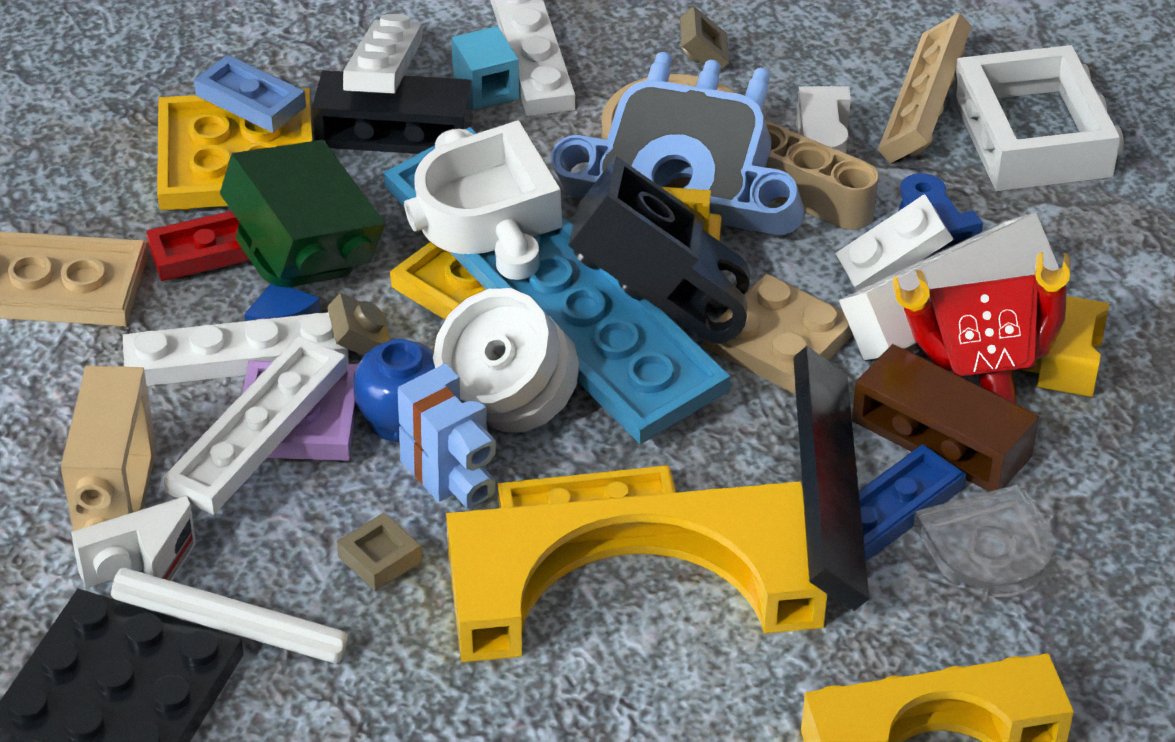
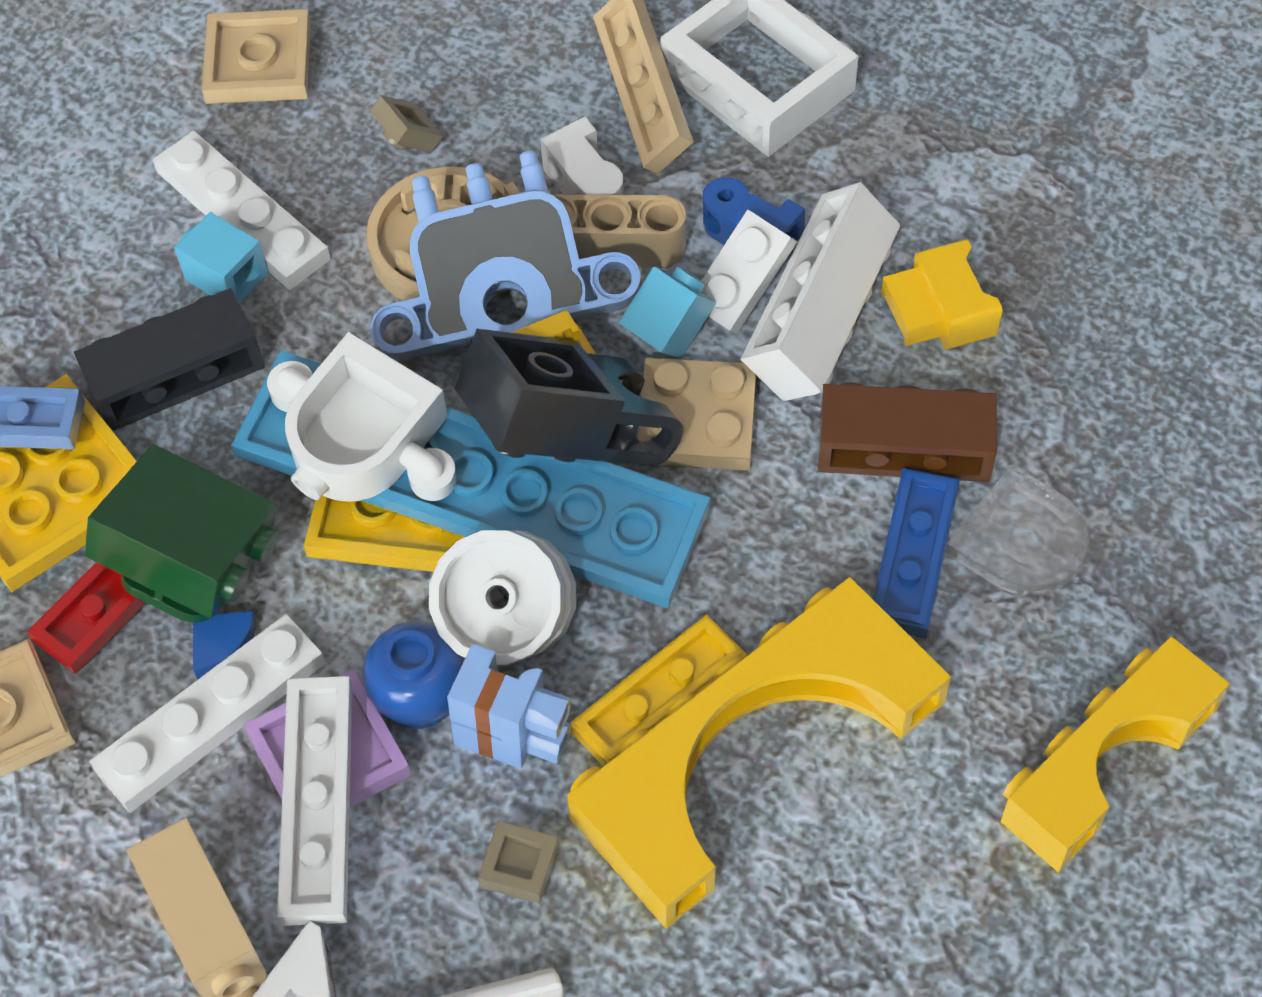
camera: 30 degrees left, 15 degrees up
(357, 324) = (319, 624): dark tan plate -> none
(383, 55) = (122, 303): white plate -> none
(807, 244) = (668, 310): none -> medium azure brick
(830, 480) = (866, 557): black tile -> none
(989, 324) = (902, 321): torso -> none

